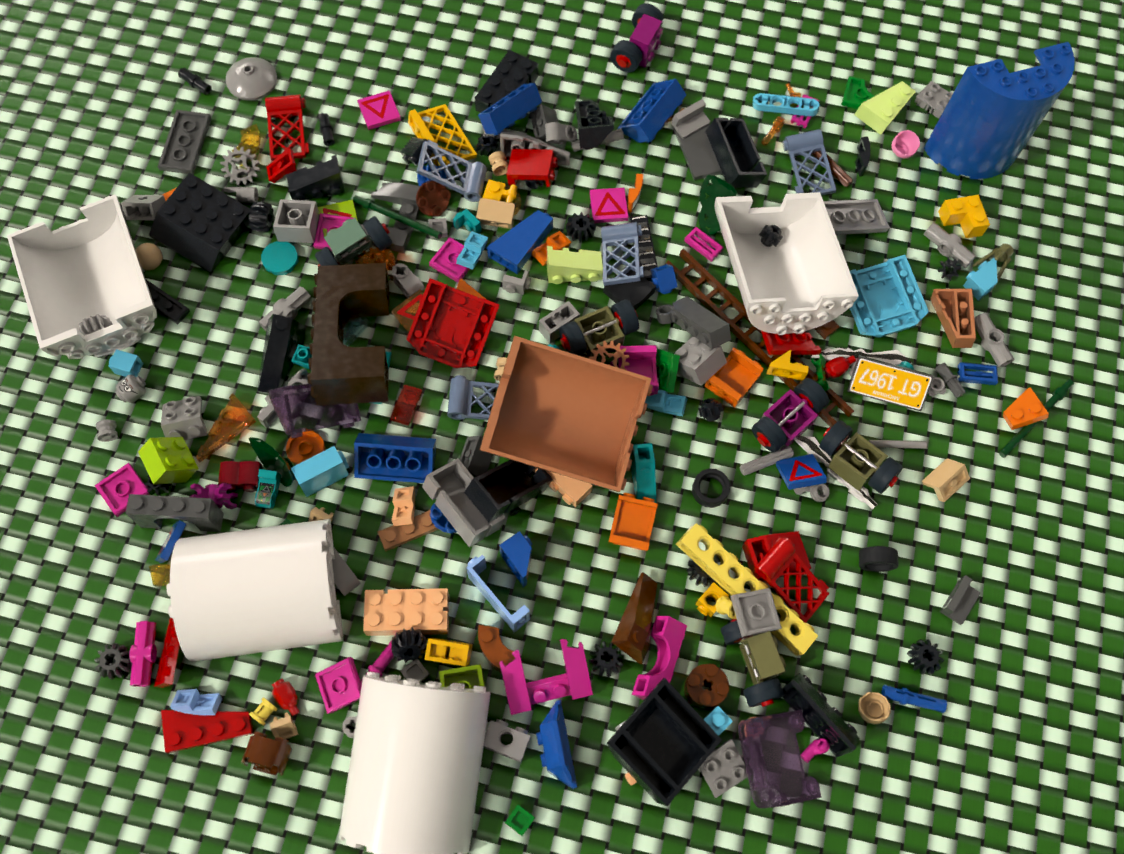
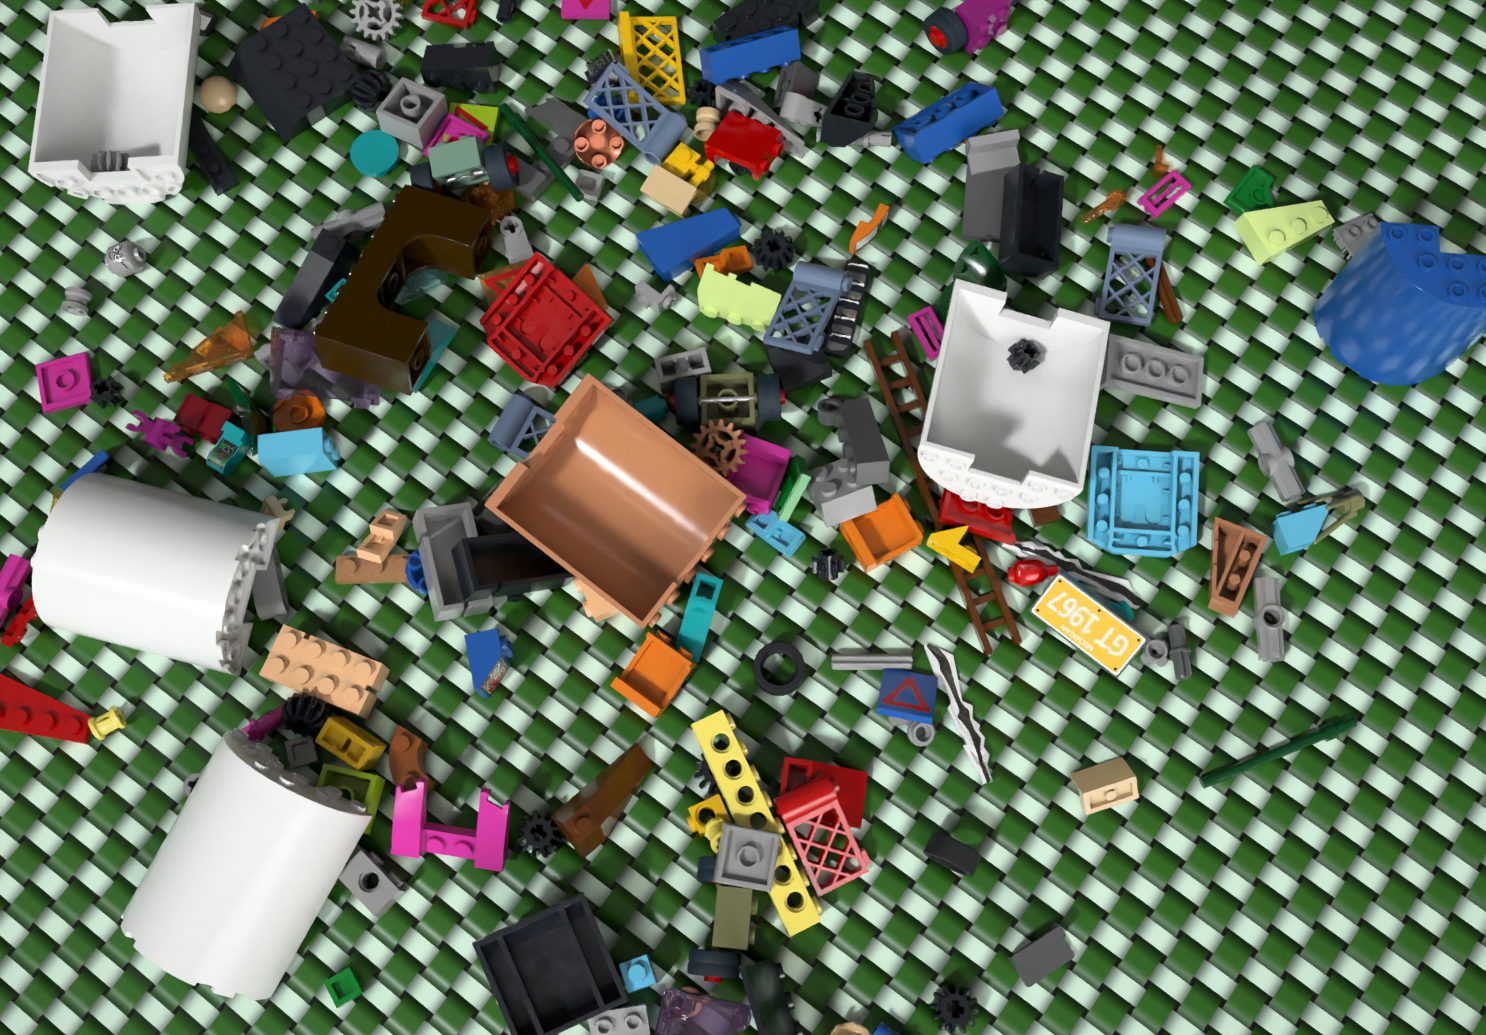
camera: 30 degrees right, 5 degrees up
(125, 363) = (132, 225): medium azure brick -> none
(142, 206) = (233, 26): light grey brick -> none
(151, 509) = (90, 428): dark grey arch -> none
(168, 460) = (126, 367): lime brick -> none
(183, 418) = (167, 321): light grey bracket -> none
(194, 703) = (36, 680): light blue slope -> none
(267, 754) = (86, 776): reddish brown brick -> none
(281, 166) = (428, 32): red slope -> none
(283, 727) = (121, 753): tan tile -> none
(285, 696) = (141, 715): red plant -> none
(339, 685) = (205, 727): dark pink tile -> none
(393, 457) = (397, 468): blue slope -> none
(406, 404) = (443, 405): clear red slope -> none
(446, 259) = (591, 235): dark pink tile -> none
(468, 220) = (628, 185): teal bracket -> none
(472, 250) = (617, 232): medium azure slope -> none
(514, 621) = (446, 738): light blue panel -> none
(556, 746) = (428, 917): blue wedge -> none
(608, 205) = (827, 233): dark pink tile -> none
(664, 278) = (848, 362): blue brick -> none
(668, 636) = (630, 840): dark pink arch -> none
(710, 675) = (634, 912): reddish brown brick -> none
(785, 102) = (1141, 172): medium azure beam -> none
(790, 415) = (926, 615): brick -> none
(819, 364) = (1005, 559): green piece -> none
(858, 459) = (990, 710): brick -> none
(864, 155) = (1213, 290): black slope -> none
(899, 444) = (1062, 710): light grey bar -> none
(905, 144) = (1284, 293): bright pink hair -> none
(949, 273) = (1254, 488): black gear -> none
(967, 212) = (1325, 424): yellow brick -> none
(967, 376) = (1251, 659): blue tile -> none
(1025, 410) = (1265, 735): orange wing -> none

